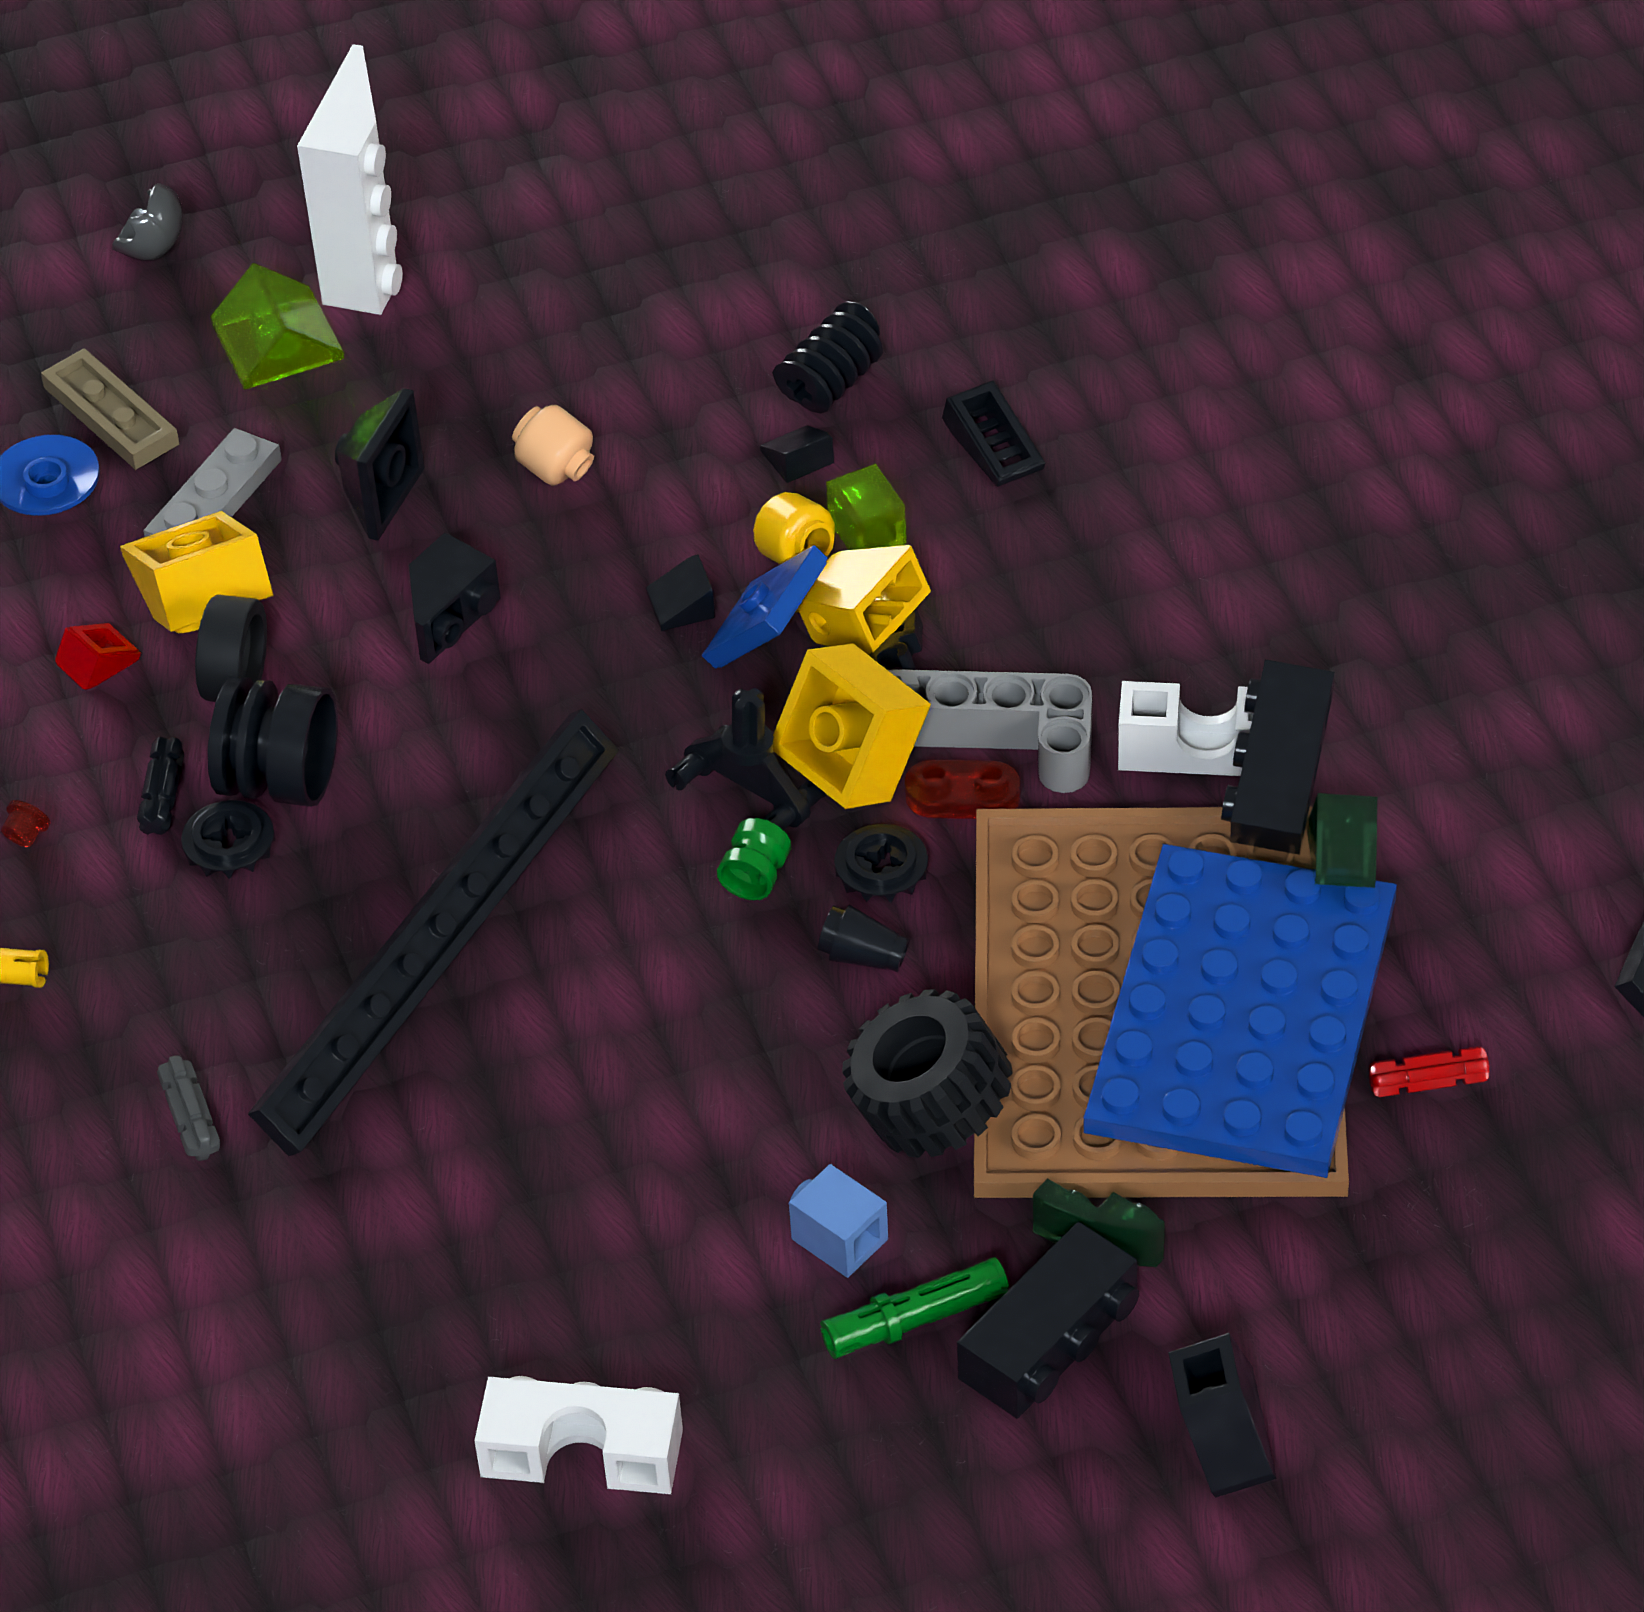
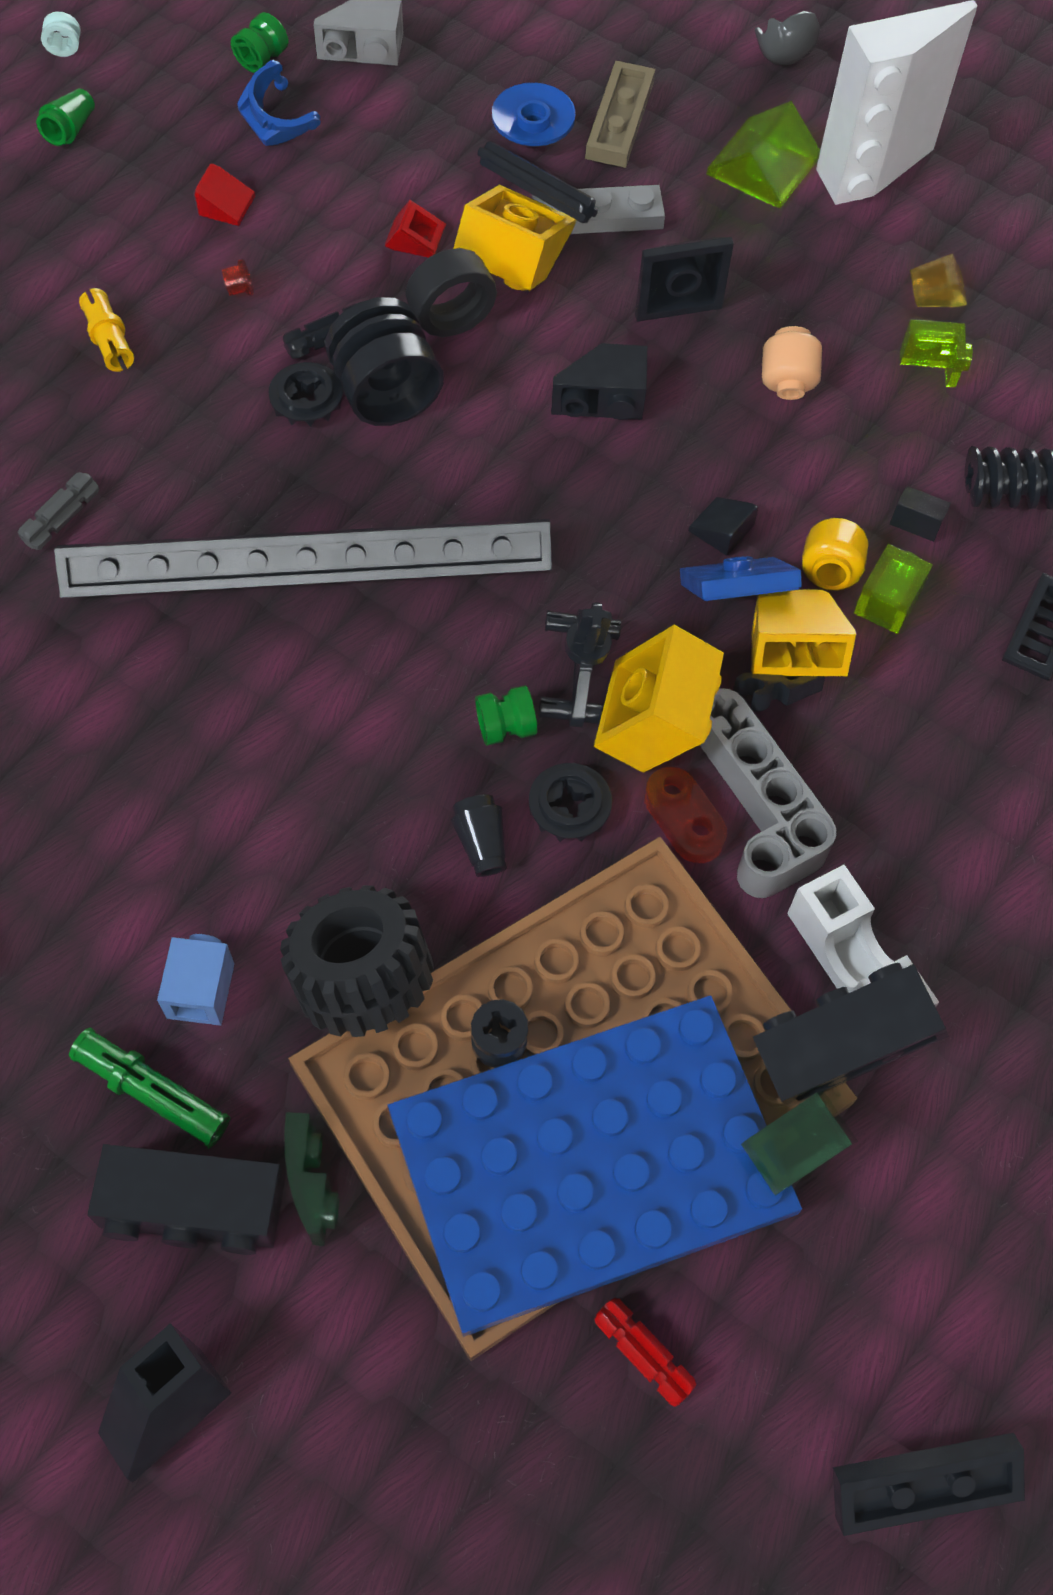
camera: 50 degrees right, 15 degrees up
(147, 514) = (538, 182): none -> black axle
(555, 292) = (939, 284): none -> clear yellow slope
(634, 329) = (937, 346): none -> clear neon green bracket
(1083, 1023) = (499, 1045): none -> black wheel

